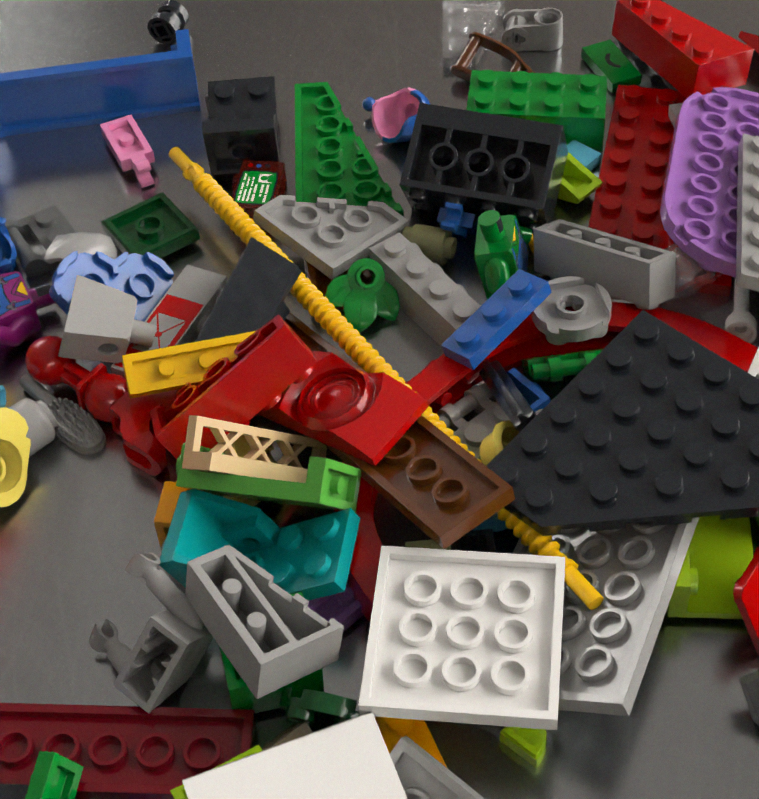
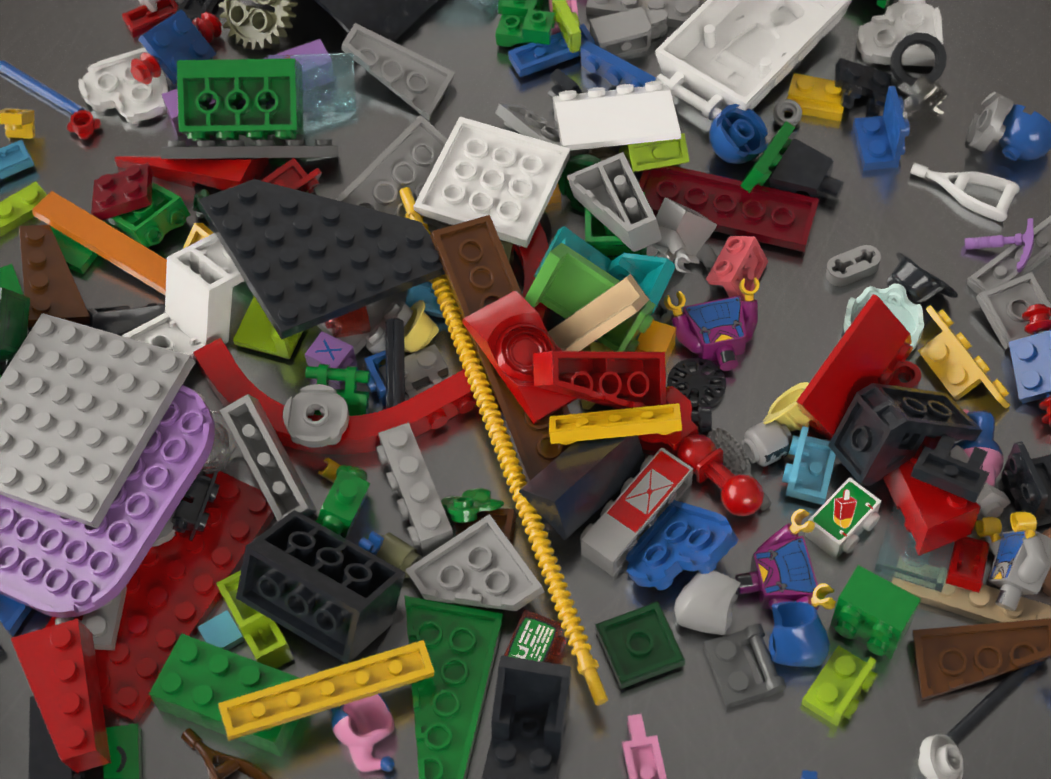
camera: 165 degrees left, 10 degrees up
(81, 640) = (738, 260): none -> coral bracket
(96, 552) = (716, 327): none -> torso
(102, 323) = (695, 479): light grey torso -> none
(110, 448) = (702, 418): none -> black plate
(123, 497) = (698, 383): none -> black wheel
(443, 90) = (325, 690): none -> yellow plate
(496, 319) = (377, 414): blue plate -> none
(649, 208) = (192, 515): none -> black hinge

